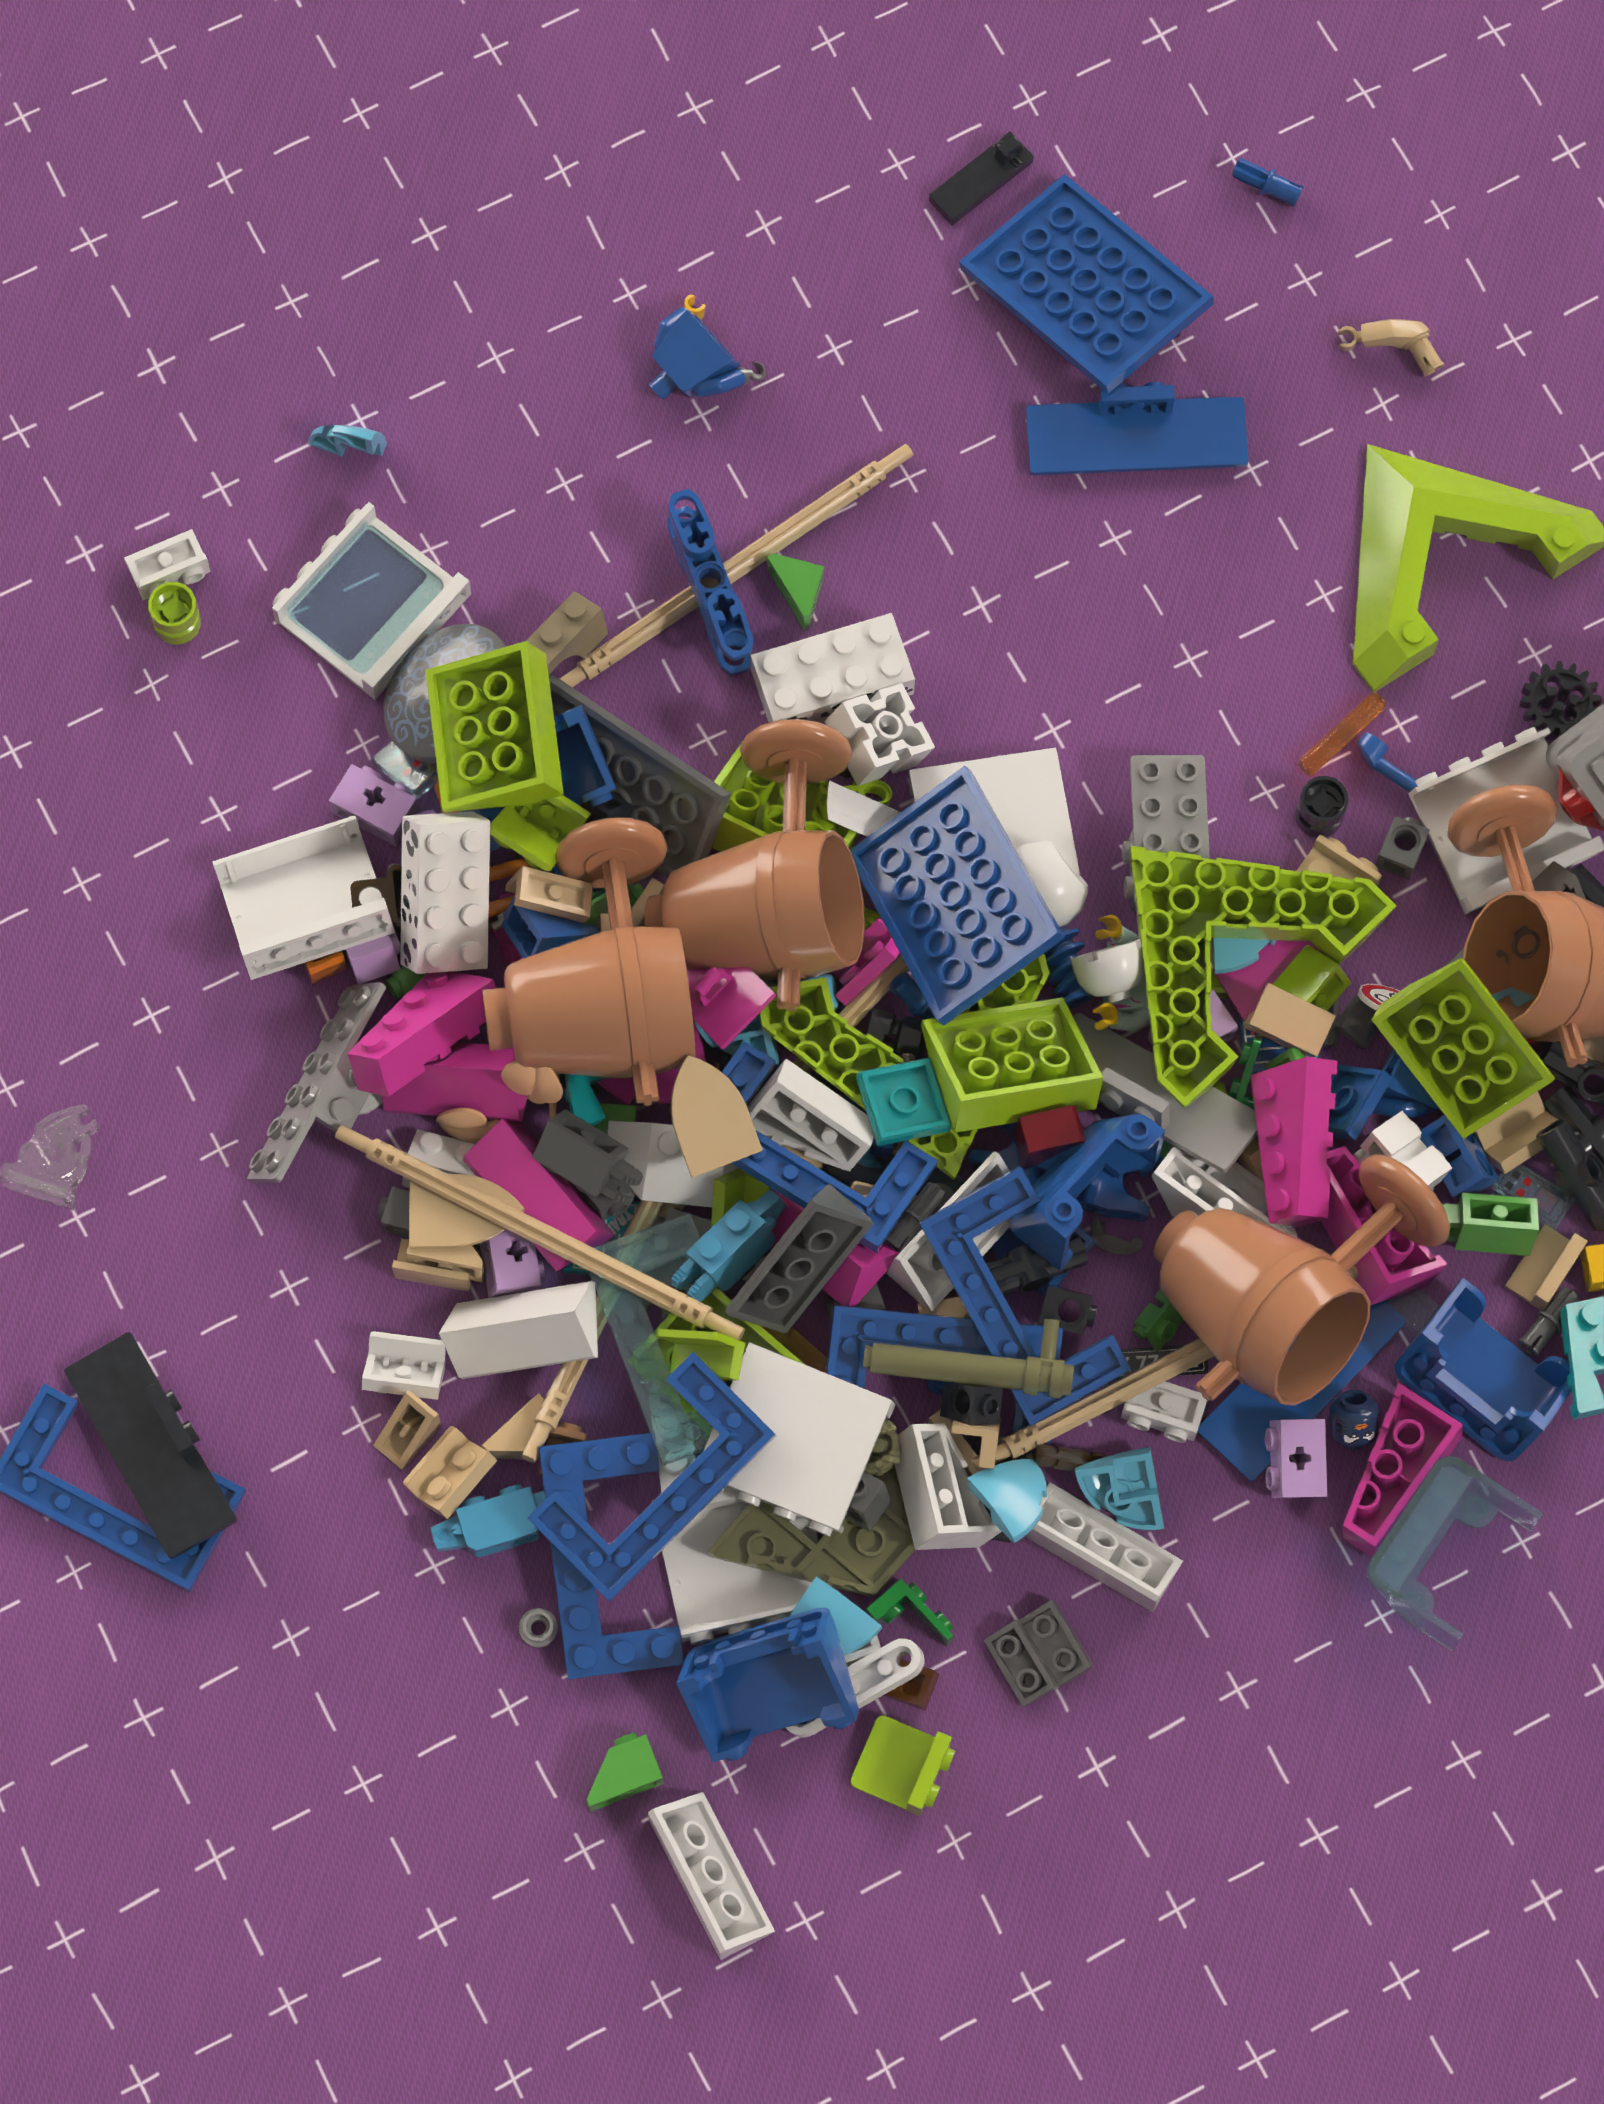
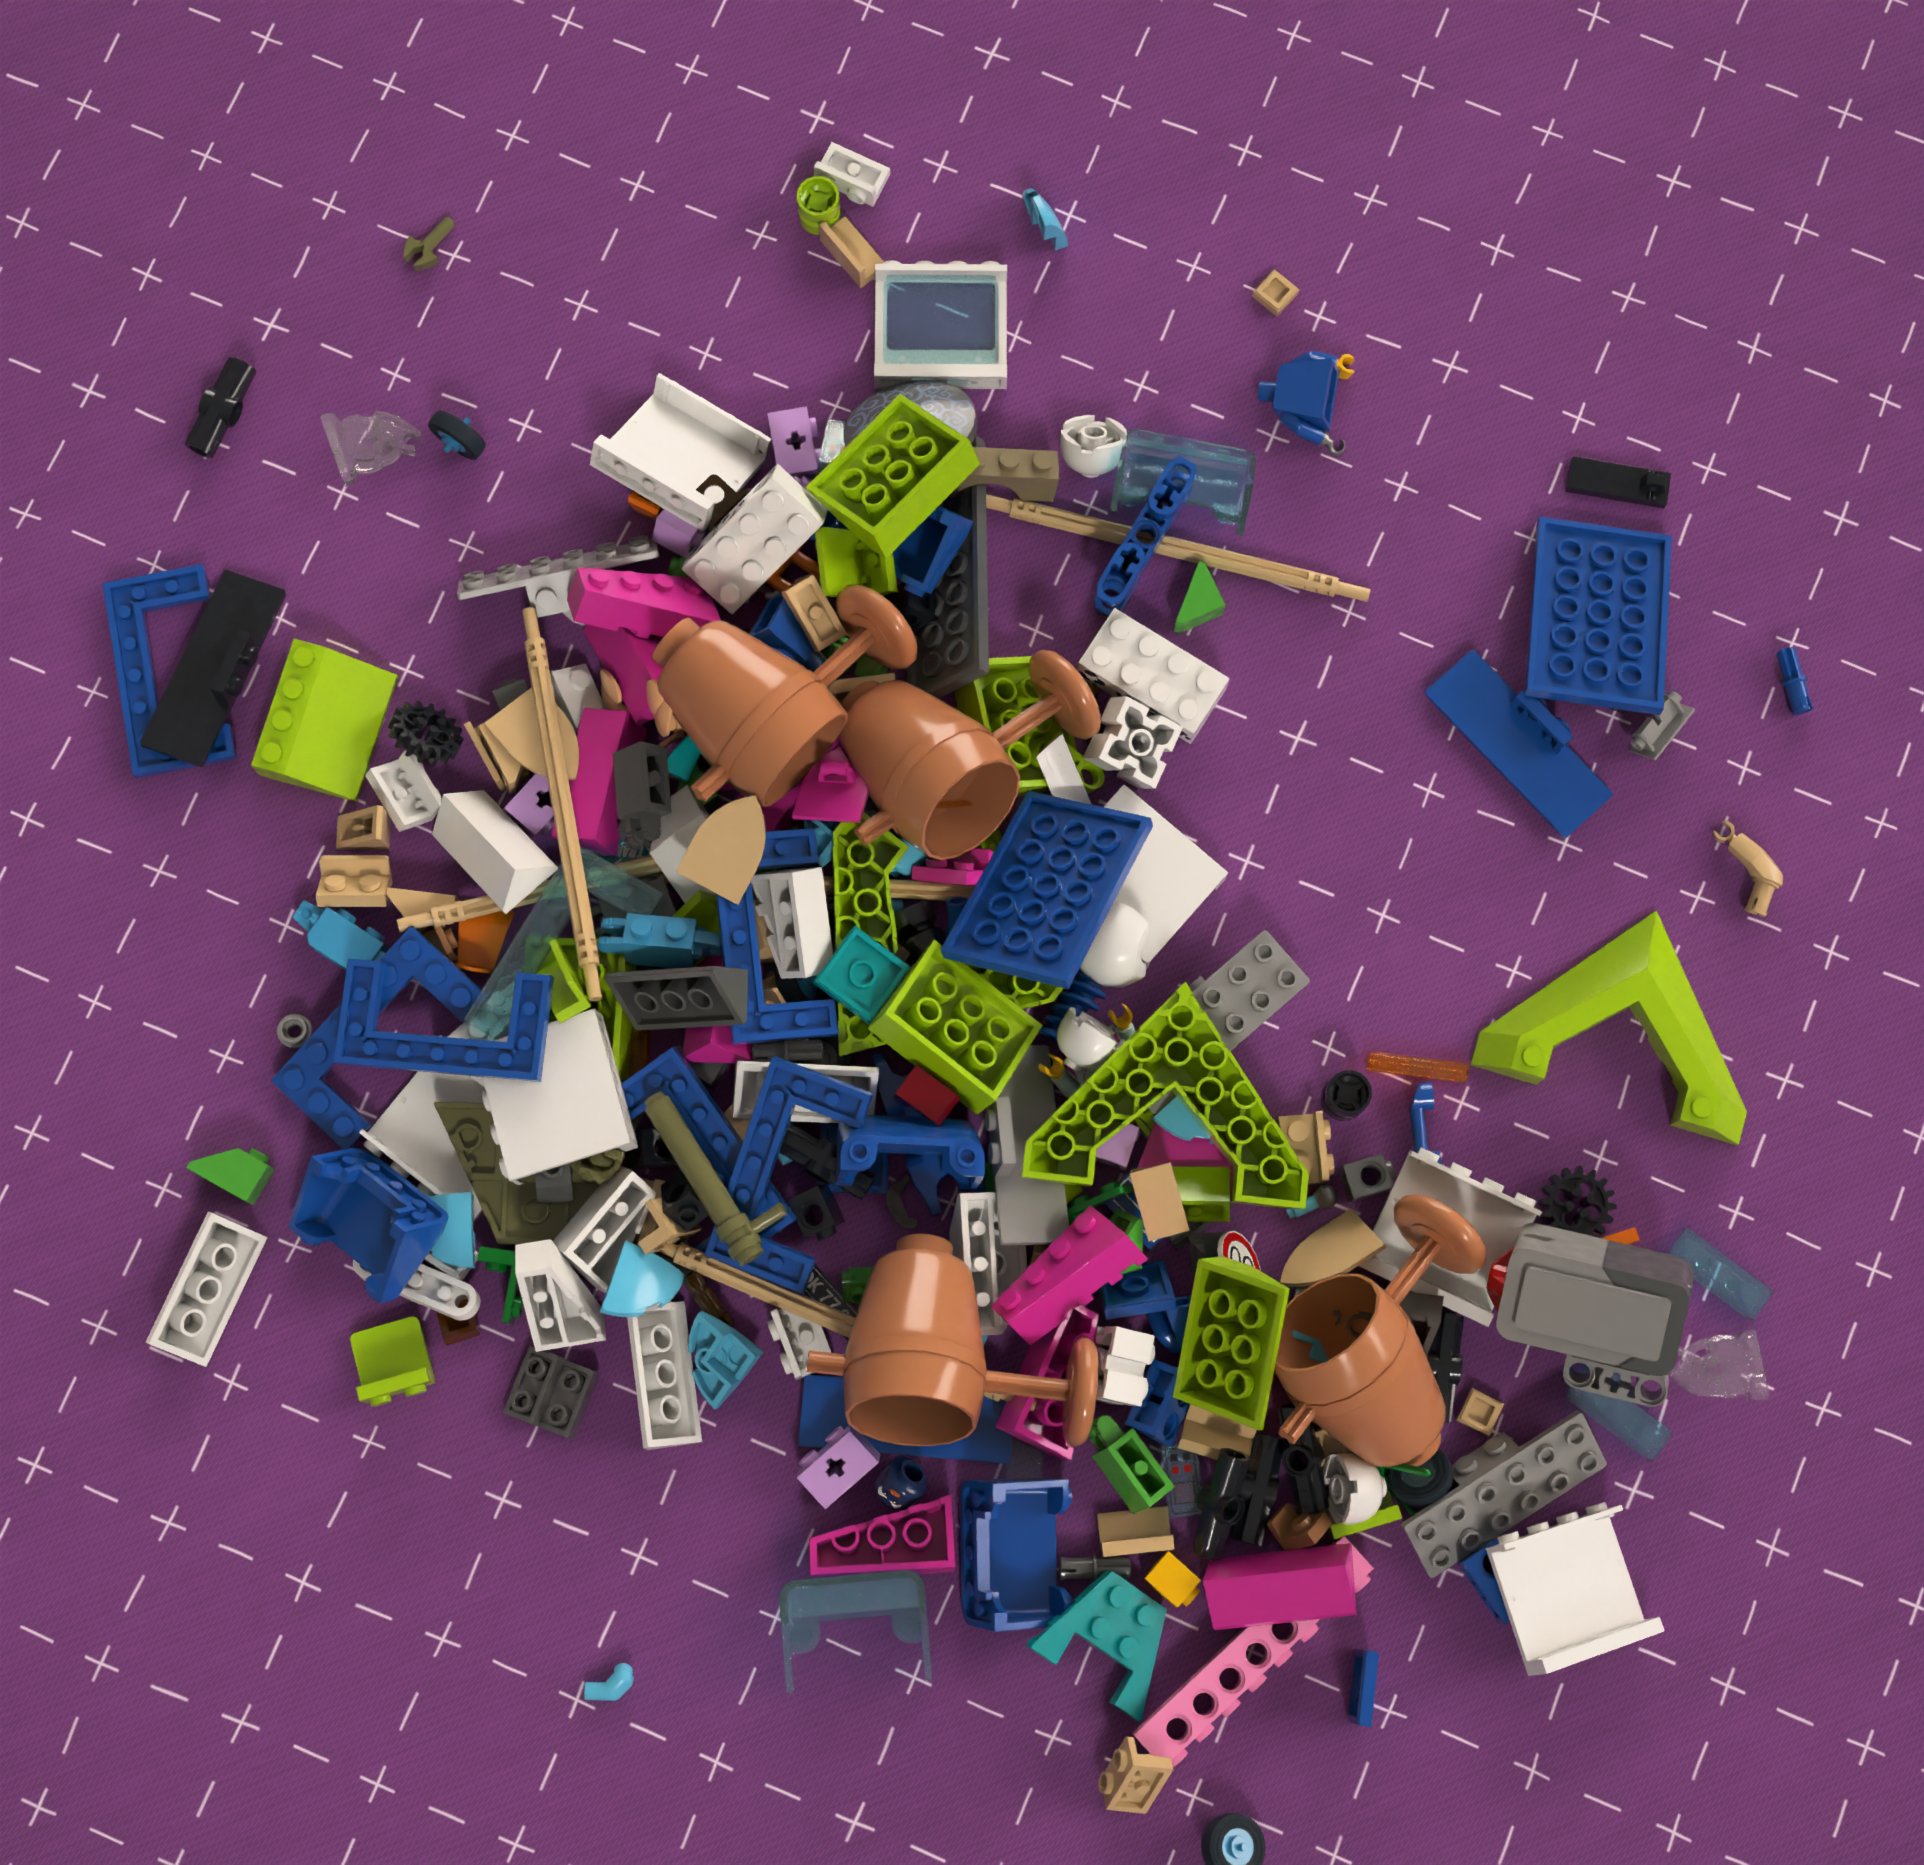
camera: 50 degrees right, 5 degrees up
(117, 1074) = (456, 435): none -> black wheel
(236, 620) = (850, 250): none -> tan panel
(280, 1388) = (324, 721): none -> lime slope
(349, 1310) = (410, 724): none -> black gear
(578, 311) = (1275, 292): none -> tan tile
(590, 560) = (1092, 445): none -> white cylinder
(593, 1406) = (482, 940): none -> orange piece
(720, 477) = (1221, 480): none -> clear light blue windscreen
(909, 1399) = (645, 1156): none -> black brick
(967, 1580) = (555, 1298): none -> white wedge
(1222, 317) = (1657, 733): none -> light grey hinge
(1334, 1794) = (614, 1687): none -> medium azure arm
(1394, 892) = (1323, 1197): none -> piece
(1442, 919) = (1331, 1251): none -> tan shield

